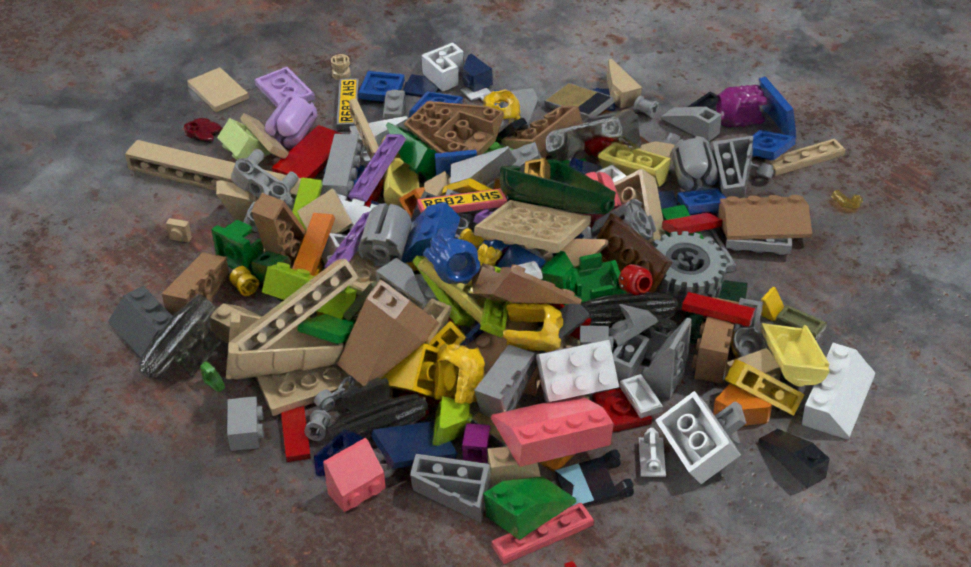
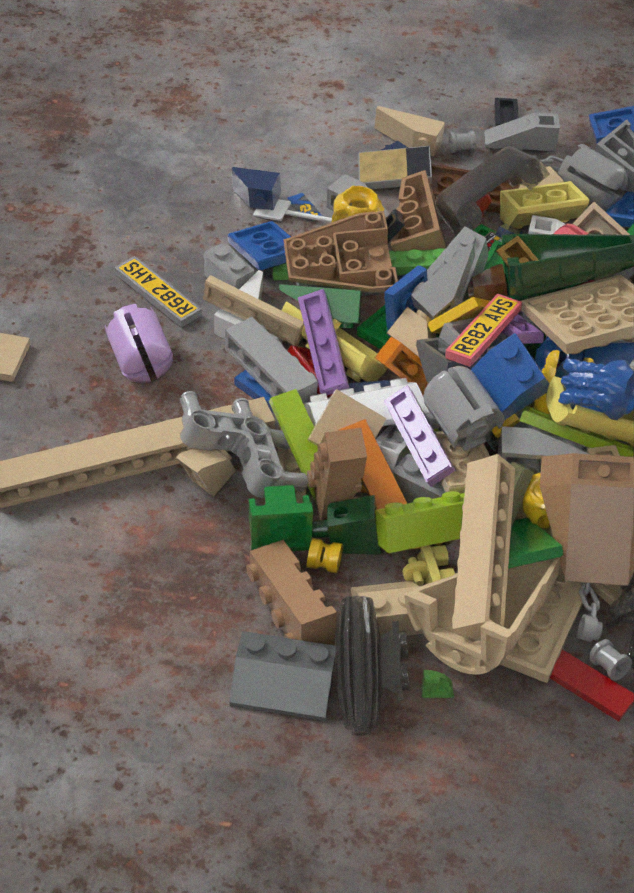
camera: 45 degrees left, 5 degrees up
(178, 230) = (173, 544): tan plate -> none
(201, 129) = (25, 411): dark red plate -> none
(239, 140) = (107, 397): yellowish green slope -> none
(243, 423) = (539, 711): light grey brick -> none
(267, 141) = (129, 377): tan tile -> none
(280, 83) = (61, 312): lavender tile -> none
(308, 155) = (202, 366): red tile -> none
(340, 67) = (99, 248): tan wheel -> none
(378, 83) = (172, 252): blue plate -> none
(419, 85) = (207, 231): dark blue piece -> none
(443, 65) = (217, 198): white brick -> none
(741, 106) = (553, 91): magenta piece -> none
(778, 108) = (586, 84): blue tile -> none

